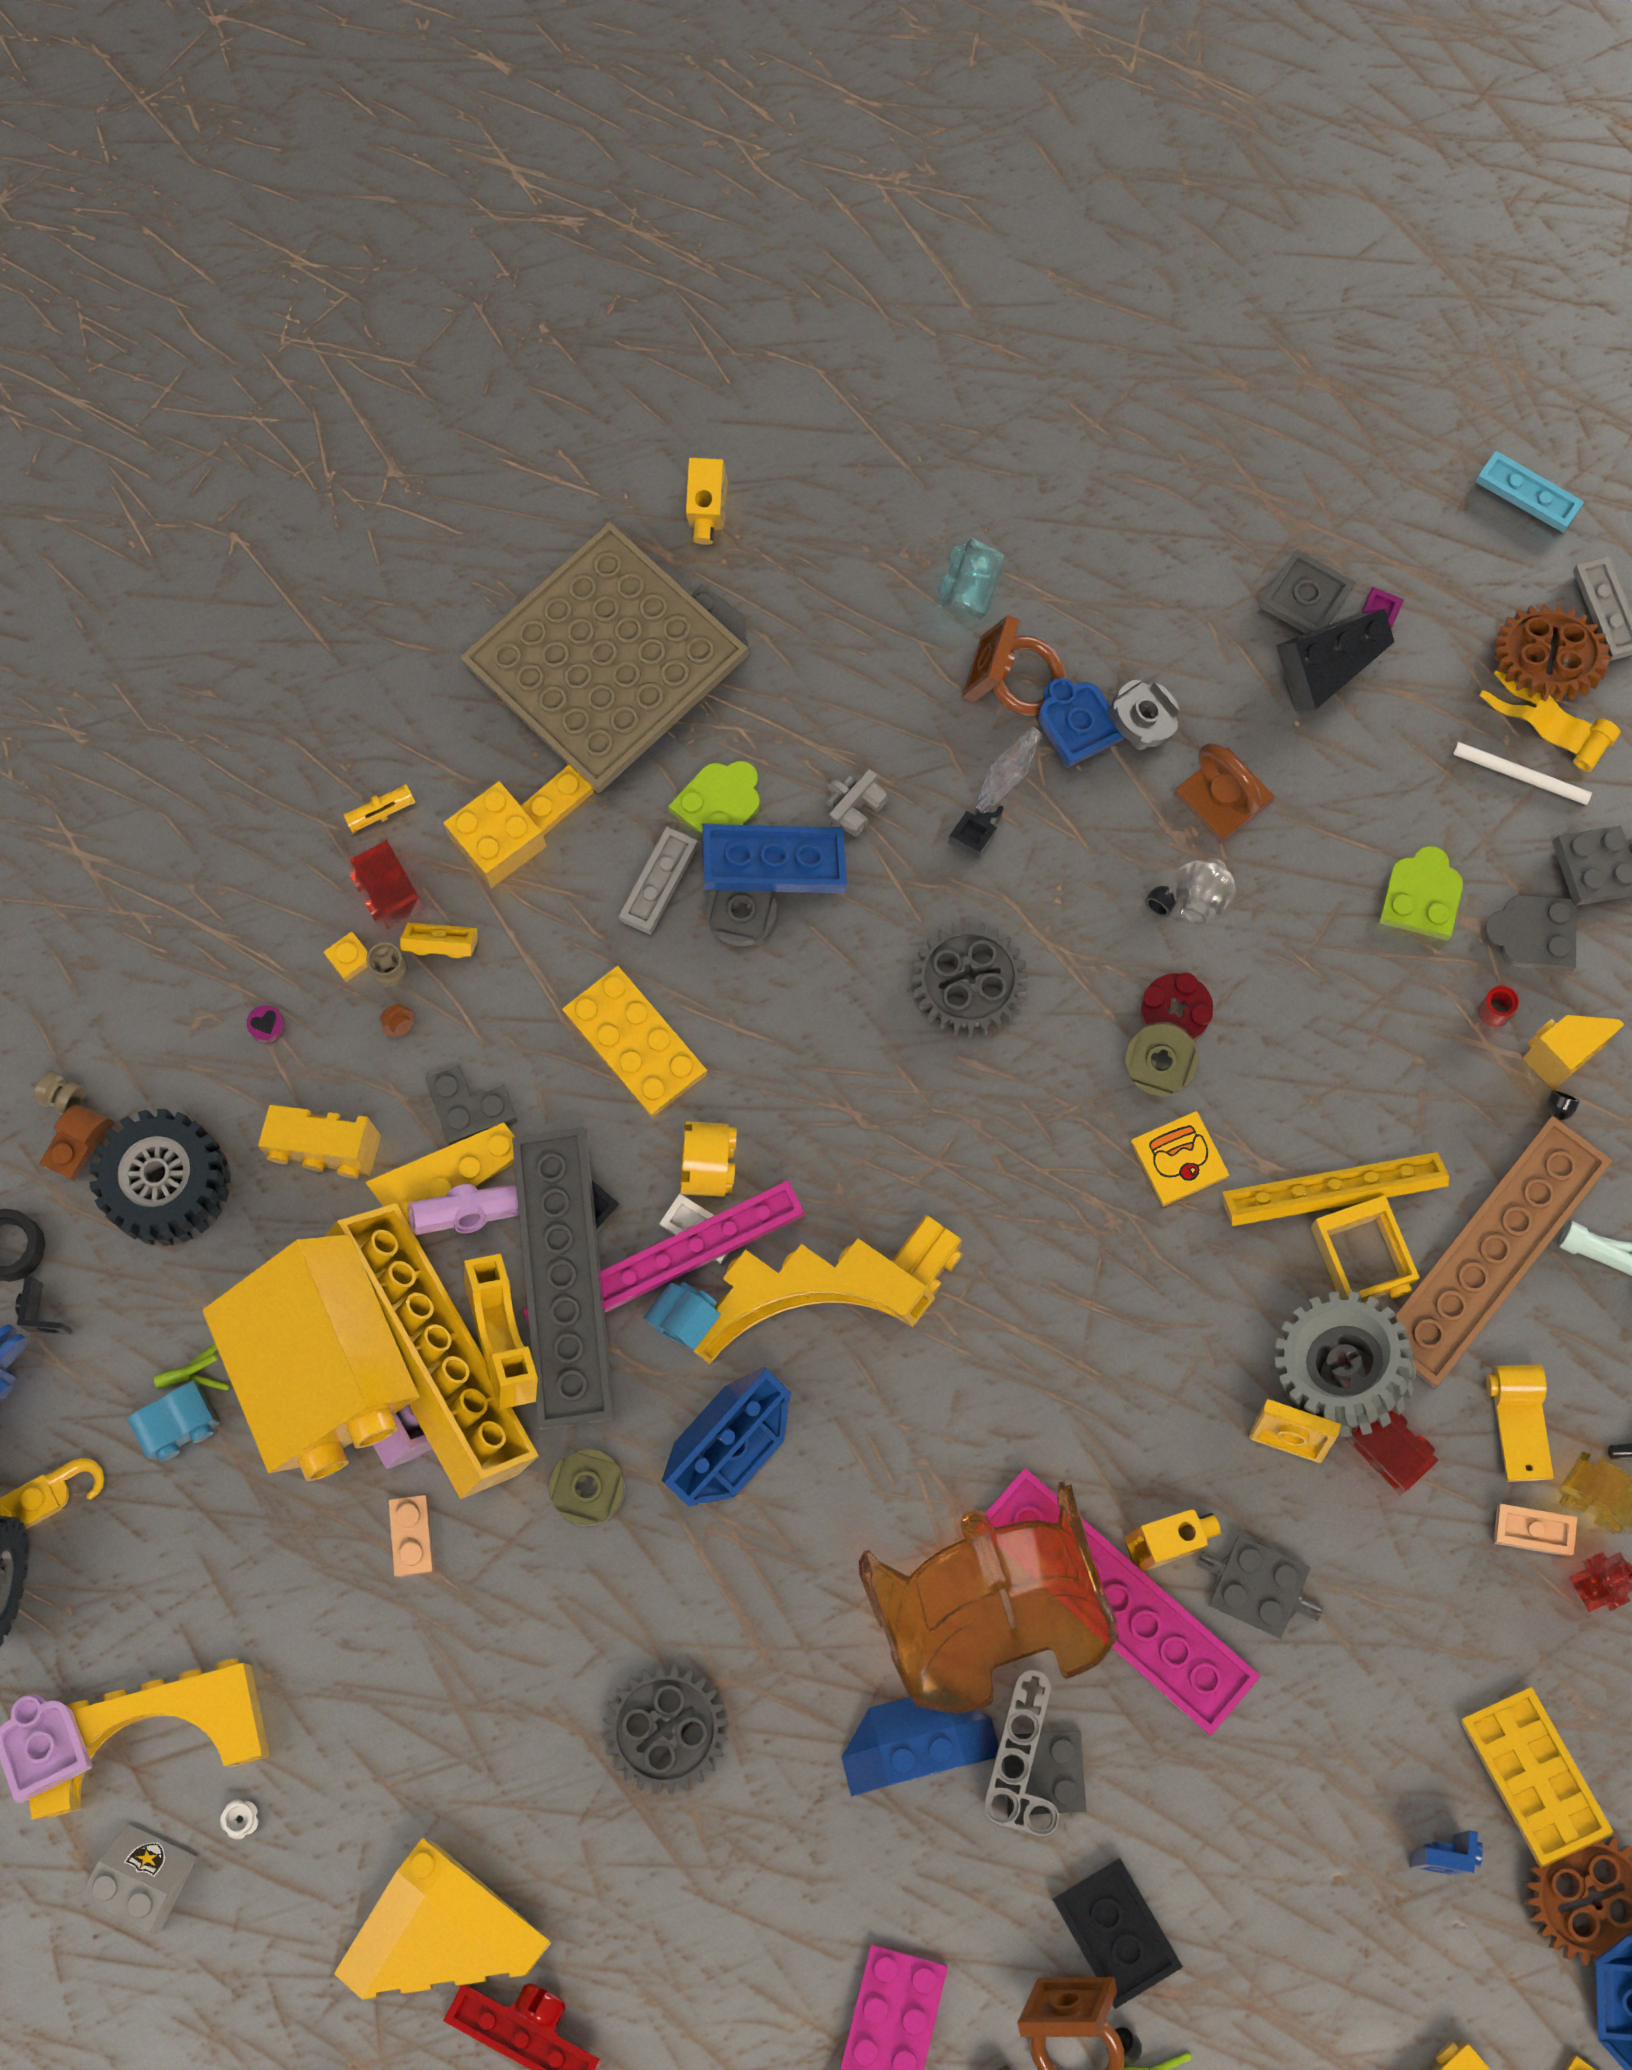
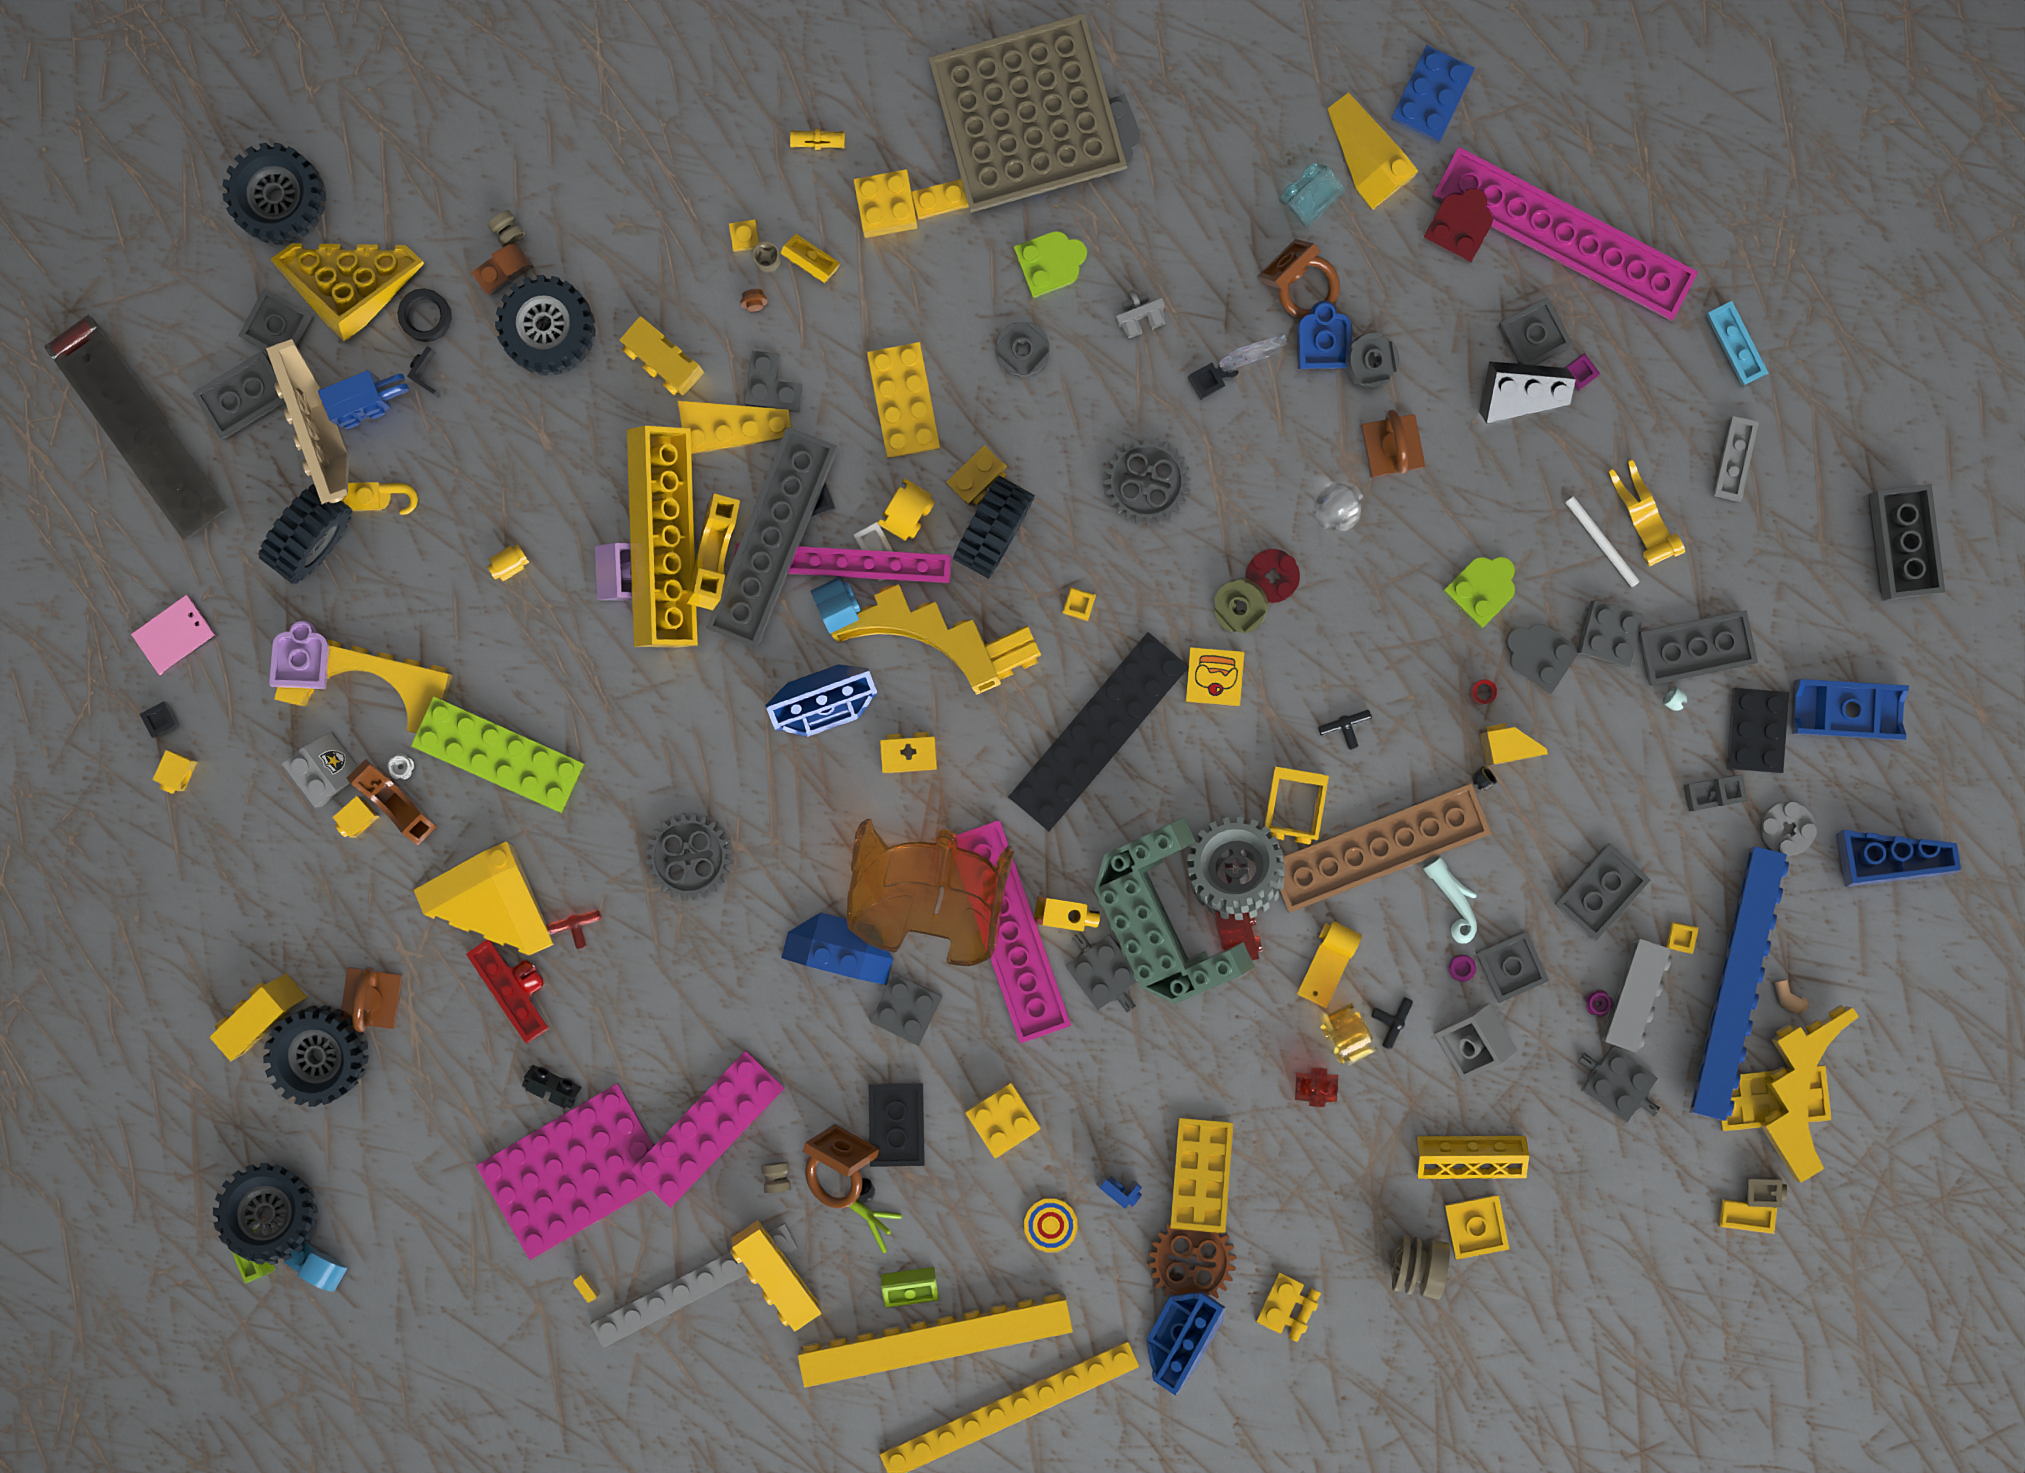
camera: 25 degrees right, 15 degrees up
(173, 1421) = (477, 493): dark azure brick -> none
(187, 1372) = (504, 465): lime plant -> none
(210, 1919) = (355, 817): none -> yellow brick
(248, 1868) = (393, 801): none -> dark orange arch
(251, 1486) = (507, 562): none -> yellow brick
(265, 1024) = (665, 253): magenta tile -> none
(311, 1356) = (584, 506): yellow brick -> none
(355, 1732) = (497, 754): none -> lime plate
(386, 884) = (794, 199): clear red brick -> none
(411, 1536) = (592, 649): light nougat plate -> none
(463, 1209) = (731, 456): lavender piece -> none
(564, 1900) = (574, 924): none -> clear red piece
(568, 1499) = (702, 680): olive plate -> none
(658, 880) = (978, 296): light grey plate -> none
(706, 498) = (1164, 22): yellow torso -> none
(768, 1080) = (977, 476): none -> yellow bracket
(773, 858) = (1062, 326): blue plate -> none
(822, 1118) = (993, 527): none -> black wheel
(860, 1467) = (923, 760): none -> yellow brick
(971, 1161) = (1079, 604): none -> yellow tile
(1013, 506) = (1372, 156): none -> yellow wedge
(1025, 1751) = (899, 990): light grey beam -> none
(1039, 415) = (1432, 93): none -> blue plate
(1080, 1300) = (1098, 731): none -> black plate
(1154, 522) = (1461, 223): none -> dark red plate
(1160, 901) = (1305, 496): black hinge -> none
(1247, 1847) = (1002, 1119): none -> yellow brick
(1272, 478) = (1572, 236): none -> dark pink plate
(1278, 1498) = (1145, 928): none -> sand green wedge
(1294, 1431) = (1179, 891): yellow tile -> none
(1335, 1188) = (1302, 752): yellow plate -> none
(1365, 1130) = (1345, 724): none -> black piece
(1386, 1954) = (1050, 1225): none -> tile
(1535, 1530) = (1295, 1032): light nougat plate -> none
(1577, 658) = (1693, 486): dark orange gear -> none

